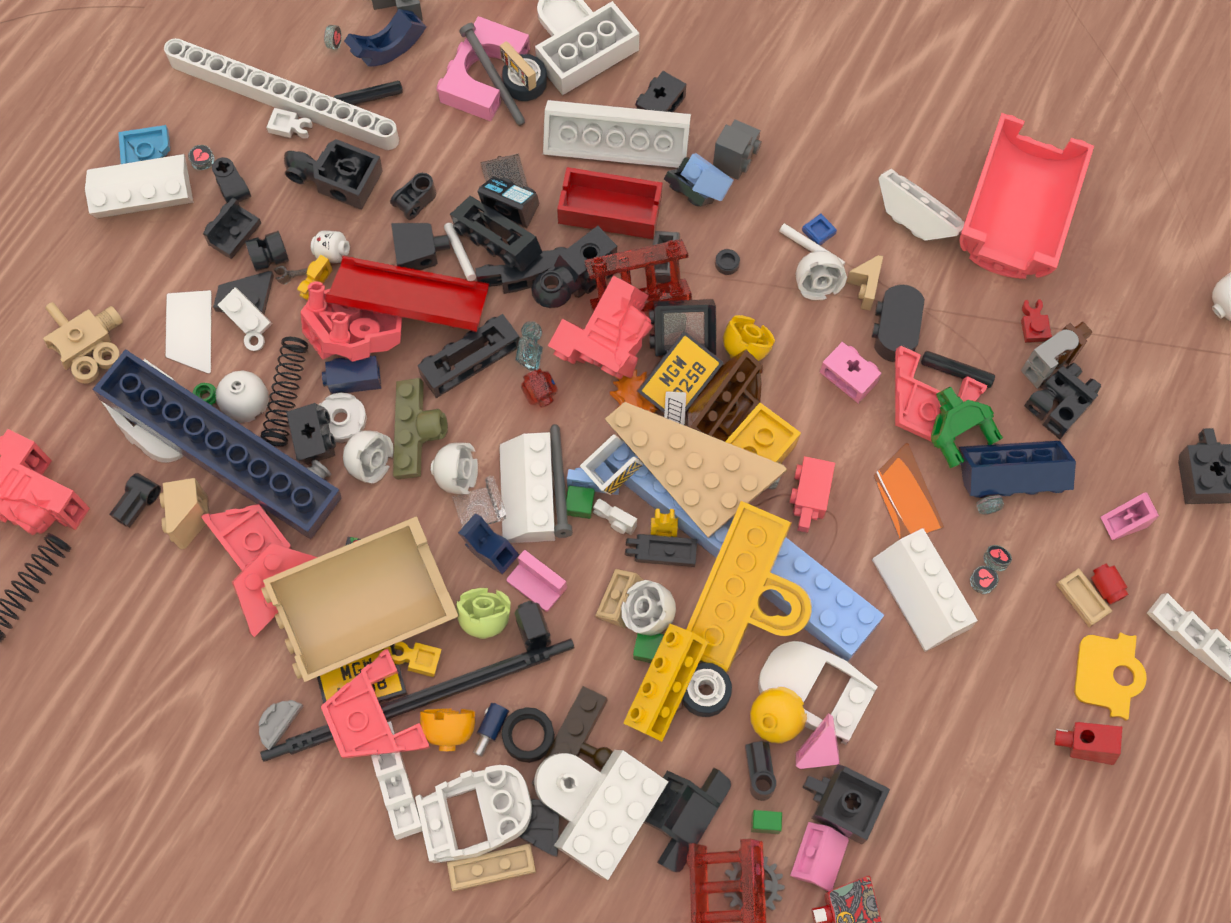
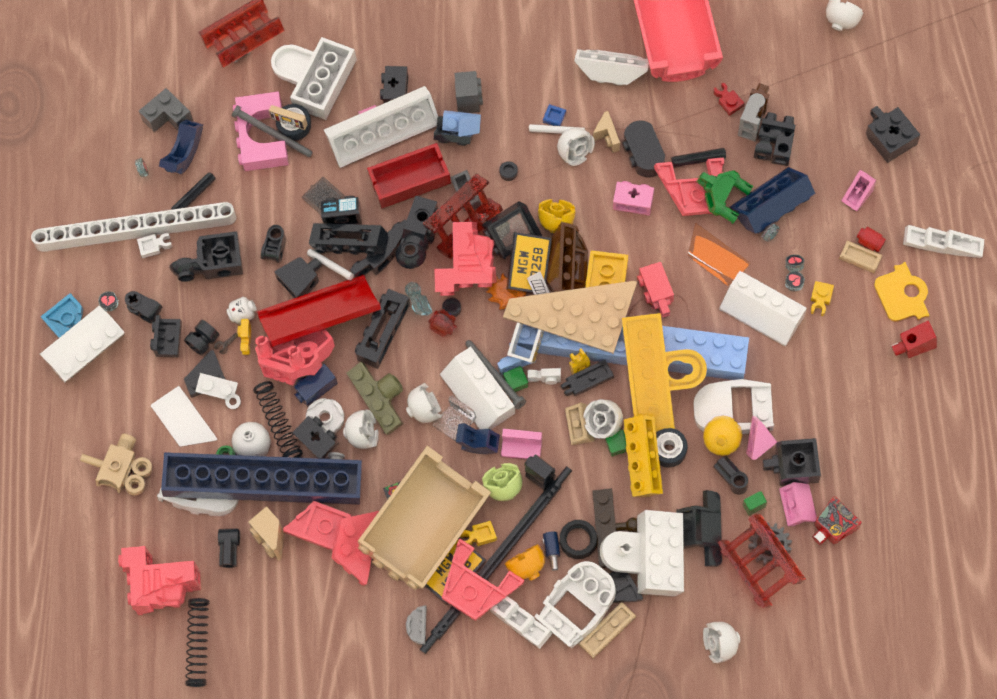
camera: 25 degrees left, 0 degrees up
(563, 377) = (452, 306): none -> black tile
(1006, 615) = (821, 295): none -> yellow plate

